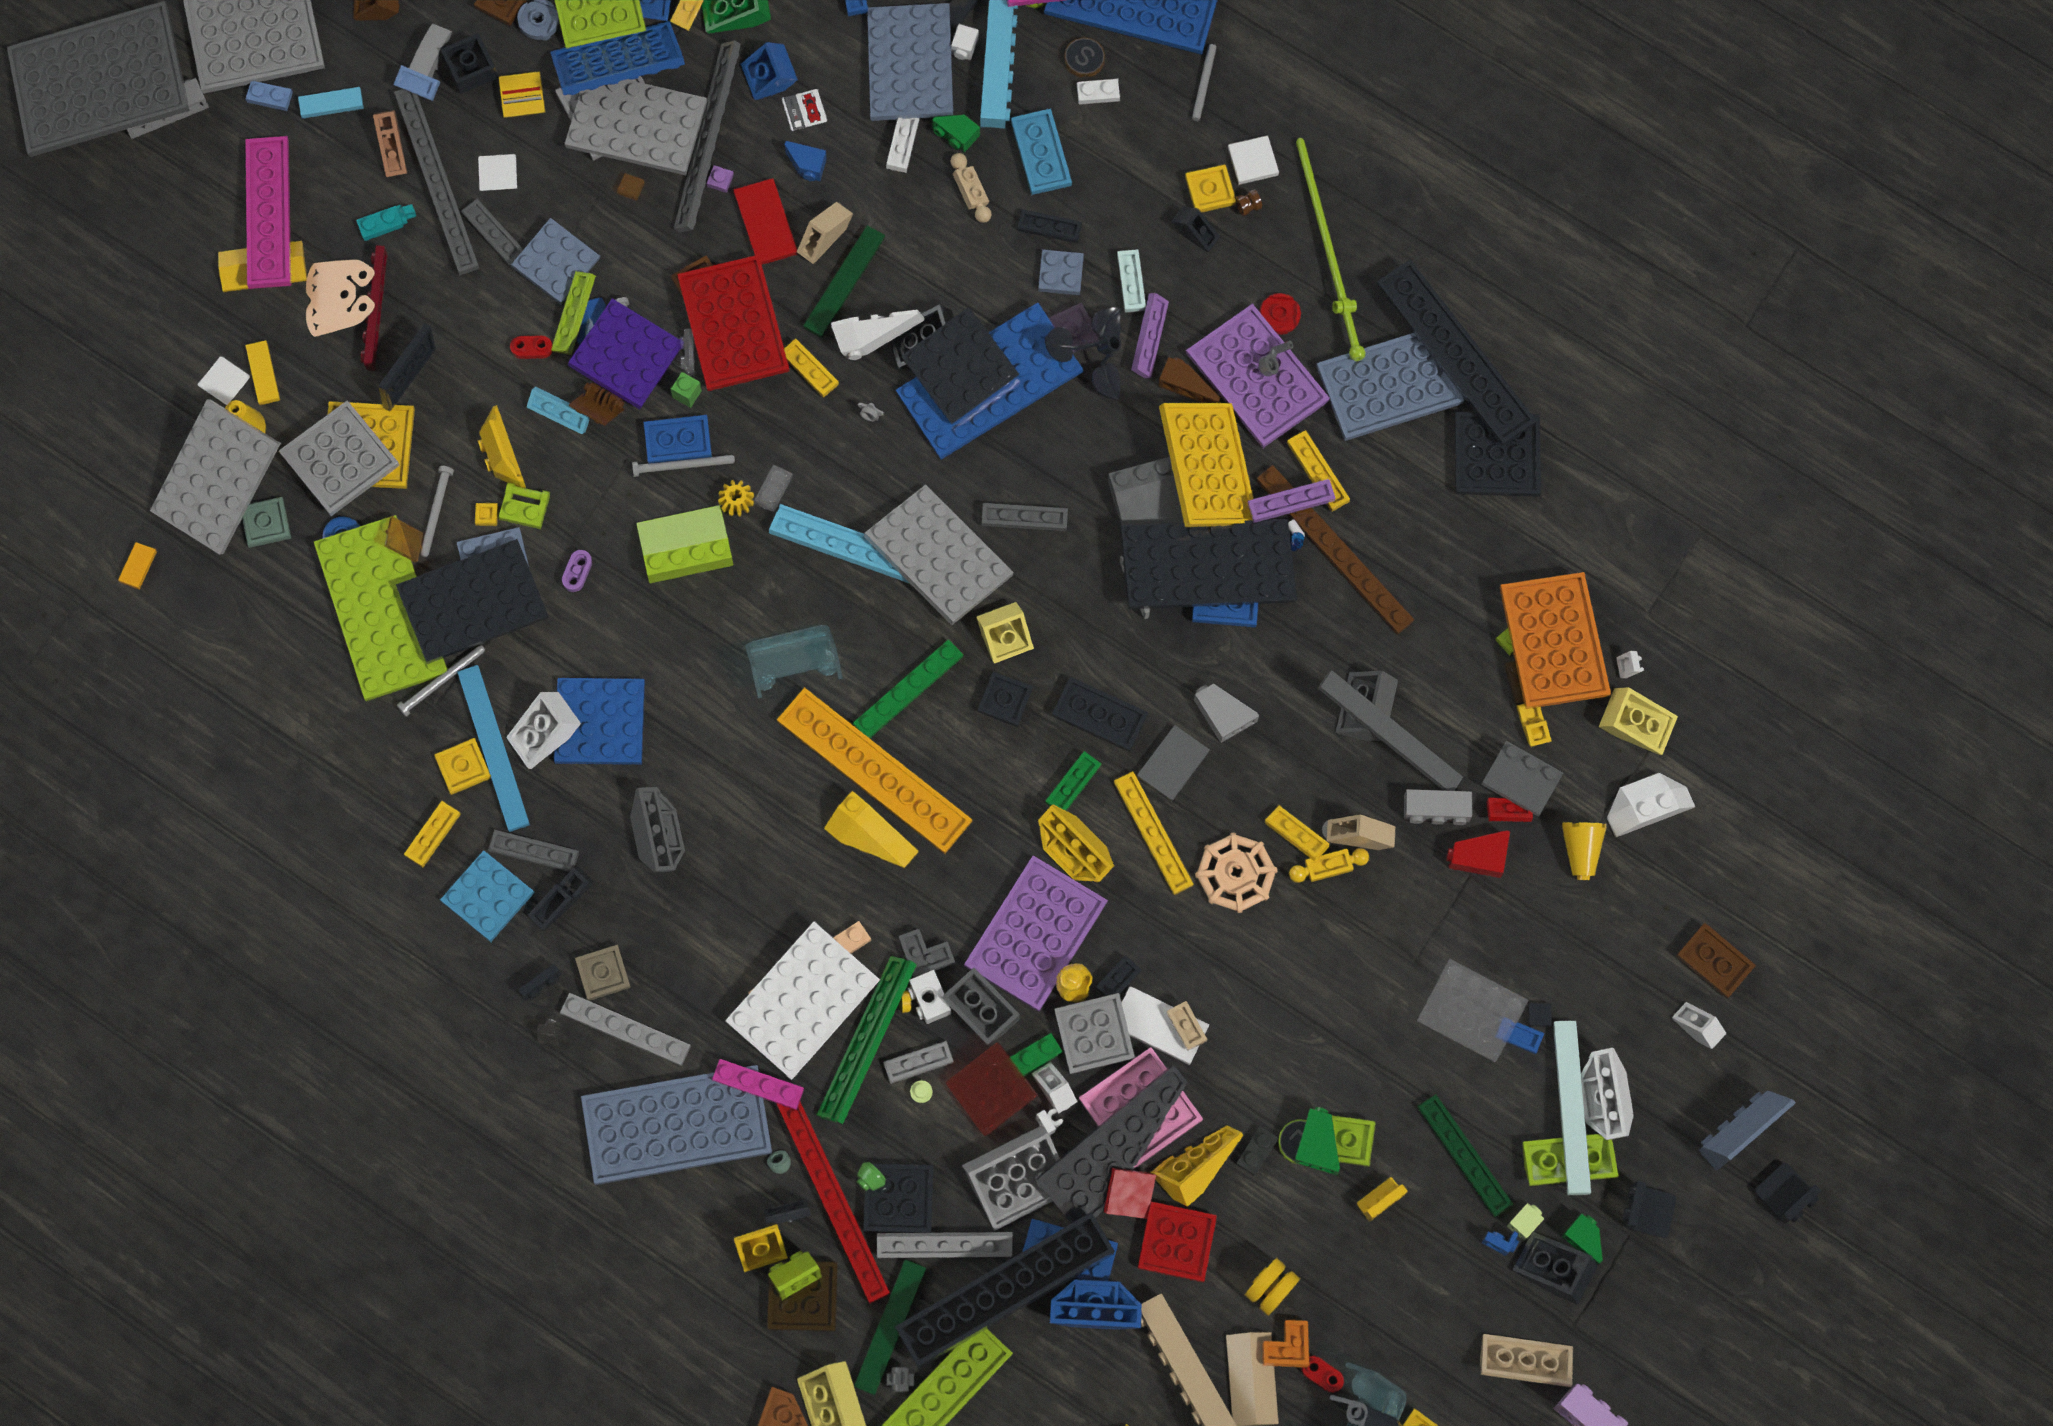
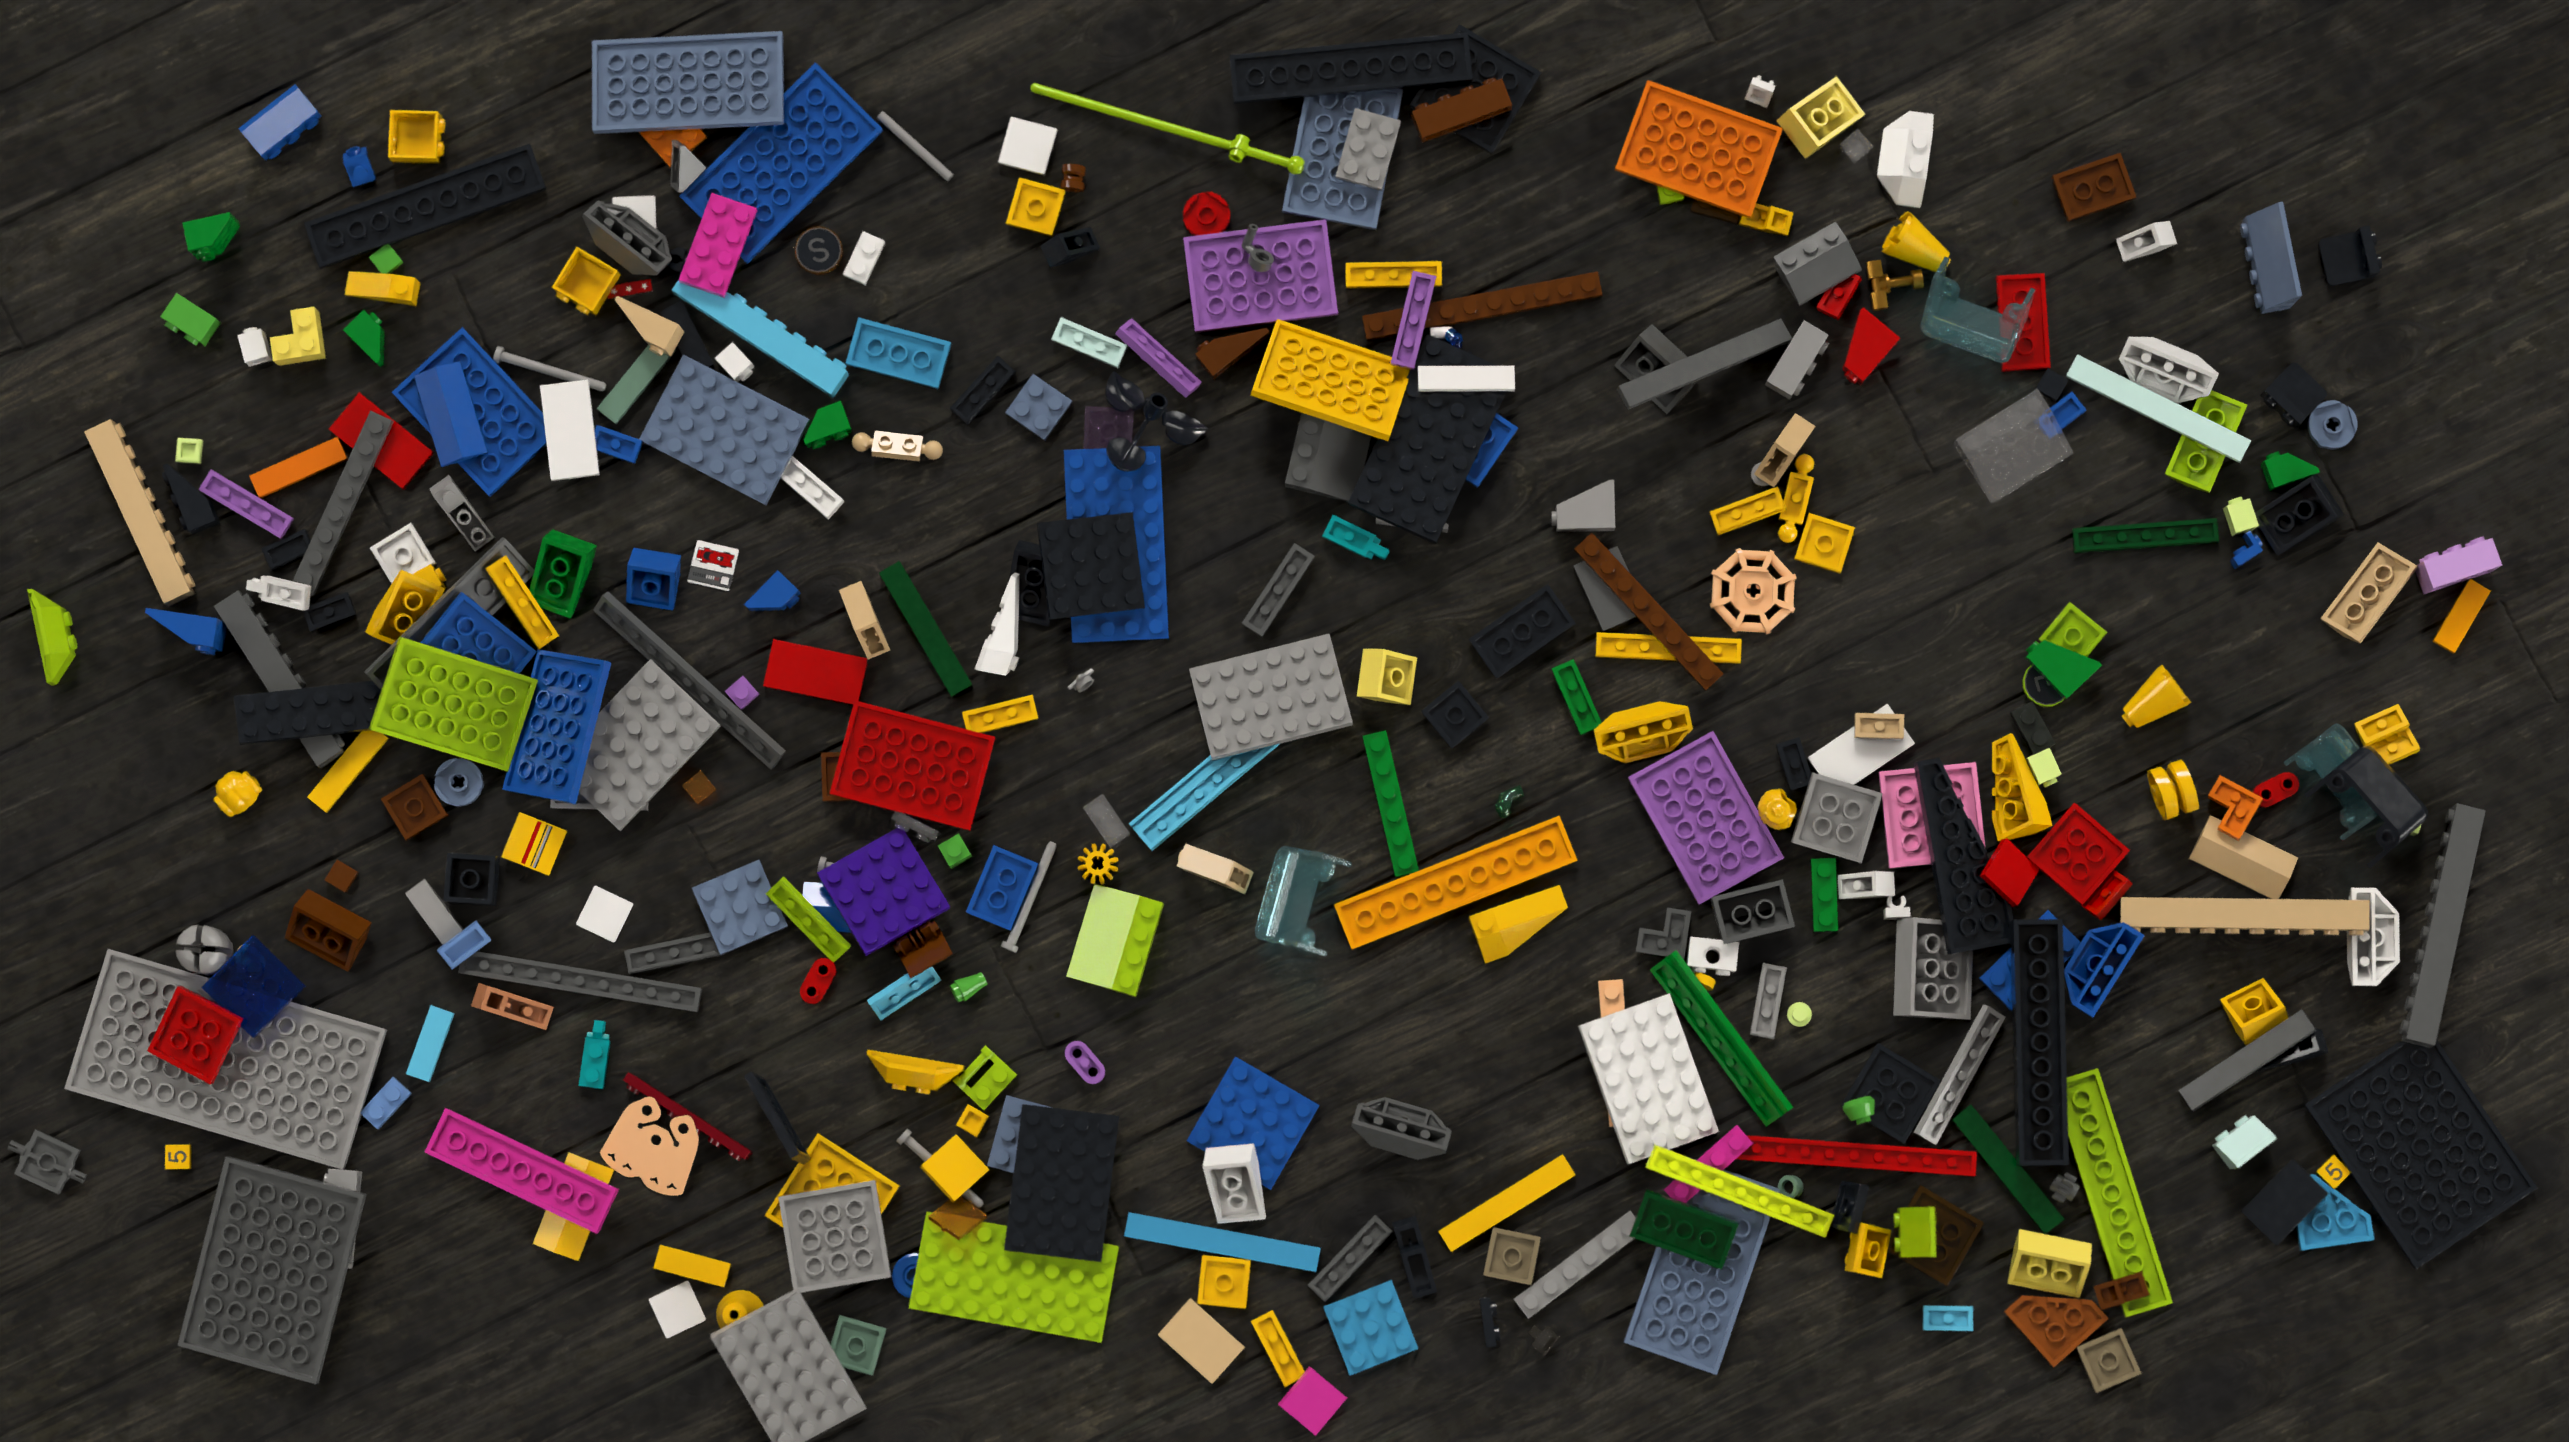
camera: 50 degrees left, 10 degrees up
(404, 708) = (1123, 1258): light grey bar -> none
(404, 881) = (1312, 1401): none -> dark pink tile
(406, 773) = (1201, 1340): none -> tan tile
(441, 519) = (954, 1168): none -> yellow tile
(585, 453) = (966, 987): none -> bright green cone
(643, 947) = (1506, 1203): none -> yellow tile
(696, 1091) = (1684, 1229): none -> dark green plate
(741, 1344) = (1948, 1318): none -> medium azure plate
(751, 1119) = (1739, 1191): none -> neon yellow tile
(781, 585) = (1215, 868): none -> tan slope
(961, 773) = (1505, 800): none -> clear green arm
(991, 1089) = (1836, 946): clear red plate -> none
(1097, 551) = (1354, 538): none -> teal hinge
(1157, 1283) = (2107, 895): none -> red plate
(1172, 800) = (1648, 611): none -> reddish brown plate
(1230, 1175) = (2044, 767): none -> yellowish green brick
(1270, 563) = (1466, 378): none -> white tile
(1307, 907) = (1824, 543): none -> yellow tile
(1338, 1233) = (2155, 699): none -> yellow cone
(1381, 1198) = (2144, 638): yellow bracket -> none
(1402, 399) = (1368, 149): none -> light grey plate
(1474, 448) = (1461, 110): none -> reddish brown brick
(1537, 839) = (1881, 283): none -> pearl gold bar
(1546, 921) = (1971, 325): none -> clear light blue windscreen
(1575, 965) = (2033, 344): none -> red tile
(1632, 760) = (1856, 146): none -> clear plate
(1657, 1256) = (2338, 412): none -> sand blue plate

